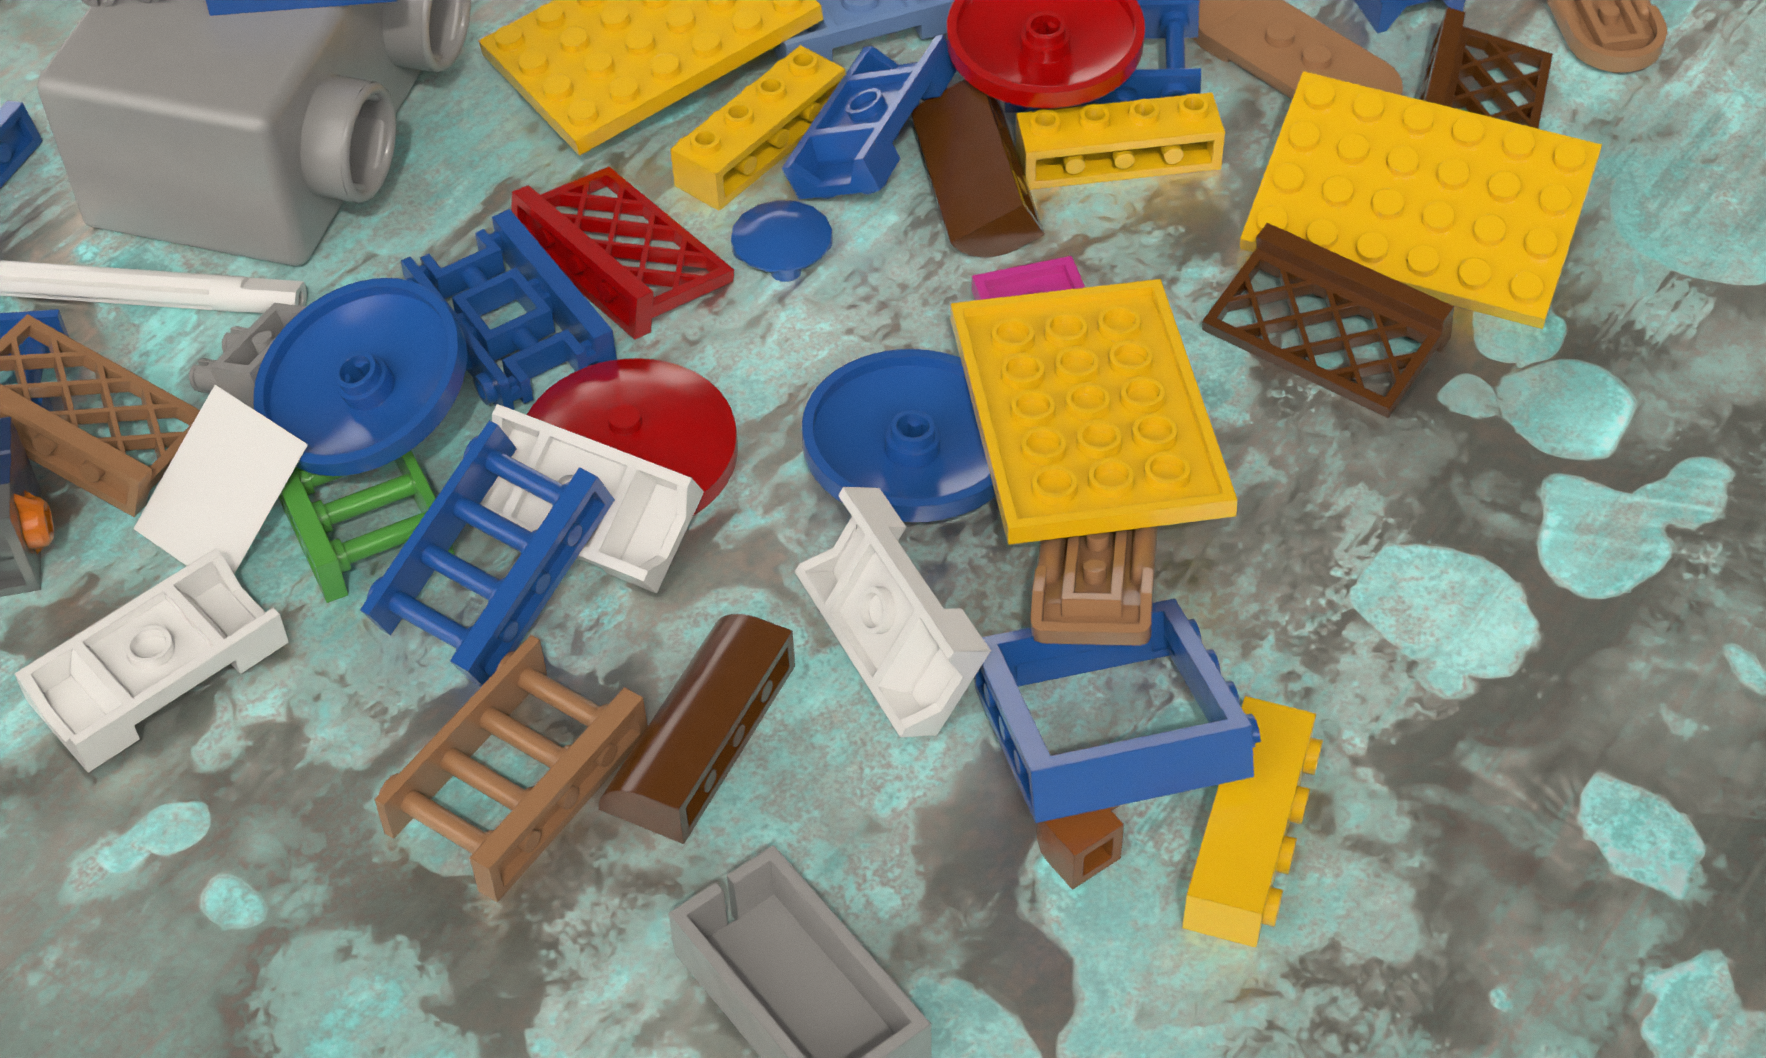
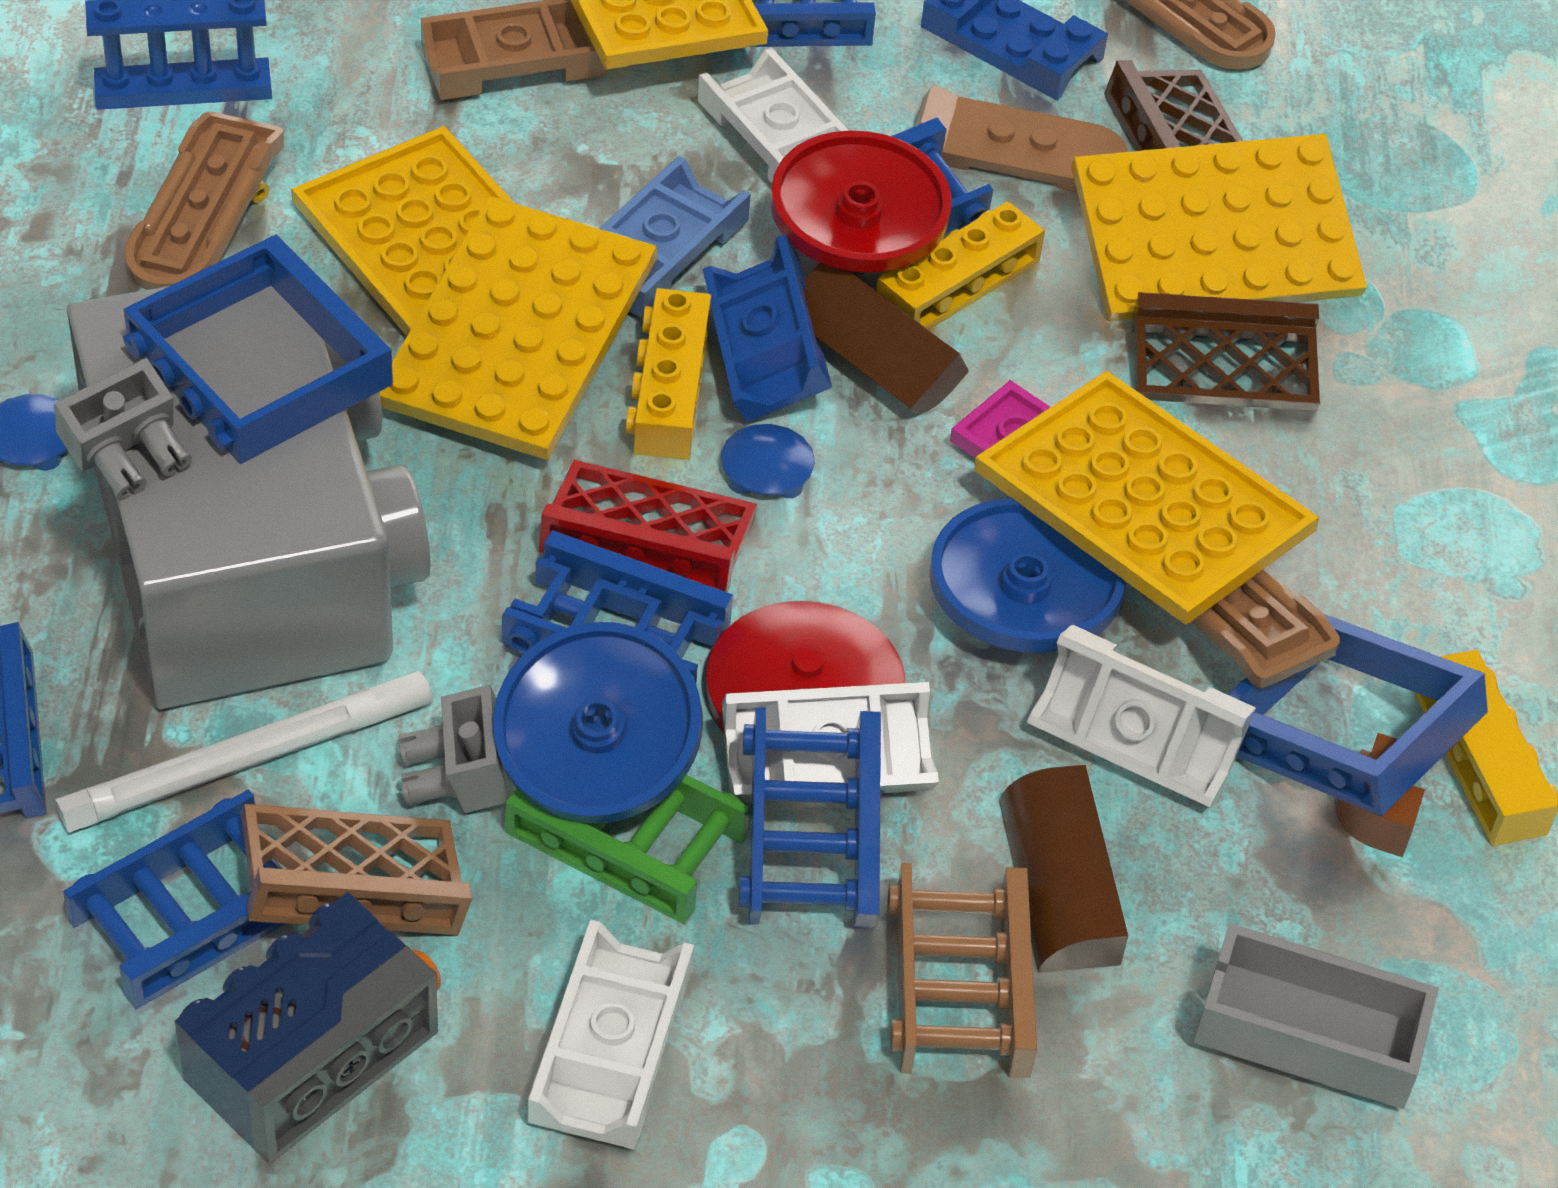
camera: 40 degrees left, 0 degrees up
(220, 482) = (537, 869): white sticker -> none

